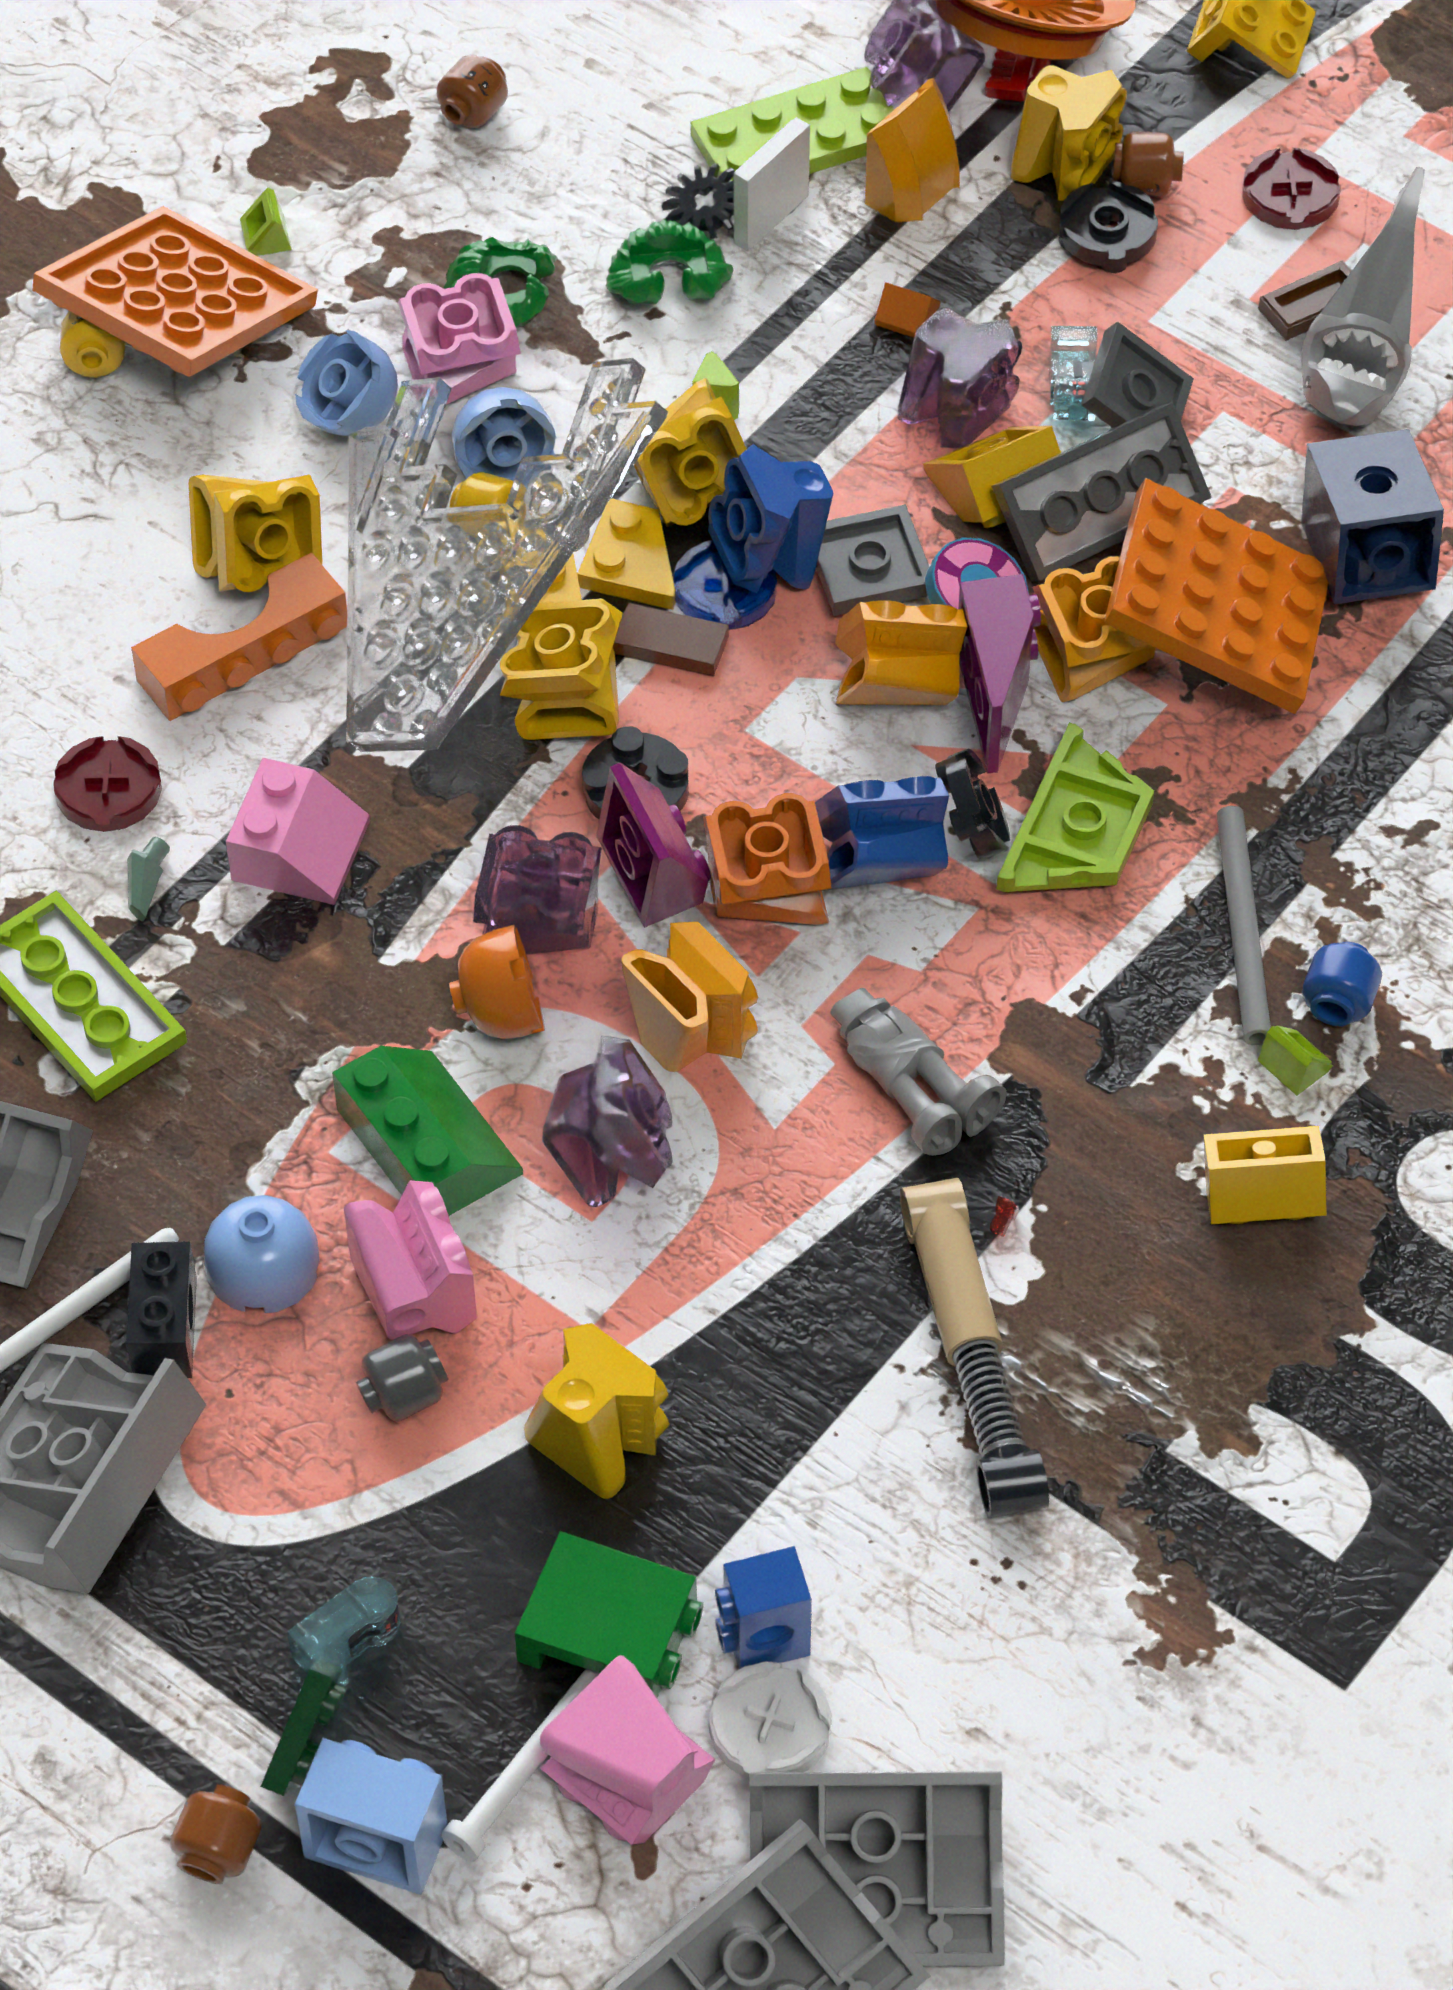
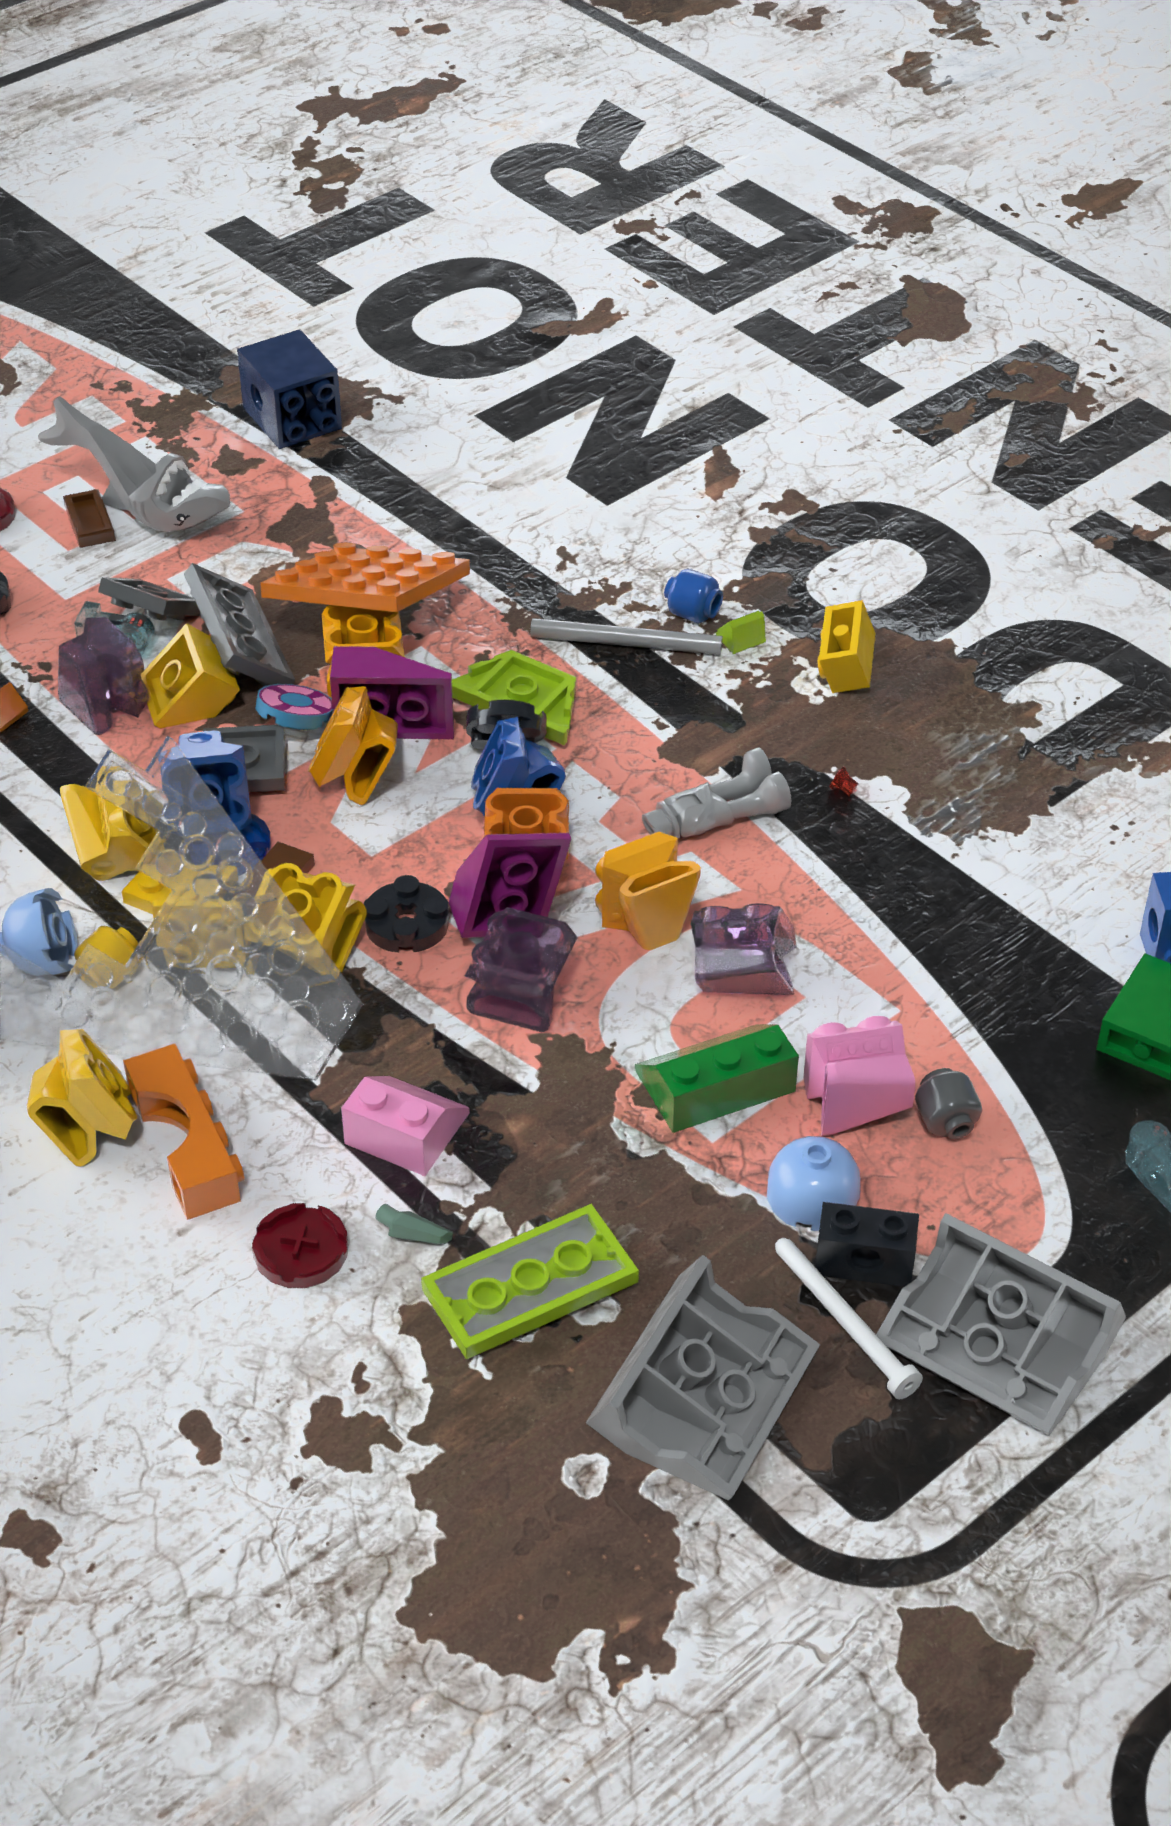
camera: 80 degrees left, 10 degrees down
(498, 986) = (603, 994): orange cylinder -> none
(597, 1409) = (997, 989): yellow piece -> none
(721, 381) = (38, 814): lime slope -> none
(938, 1224) = (850, 807): piece -> none
(1372, 516) = (319, 502): dark blue brick -> none

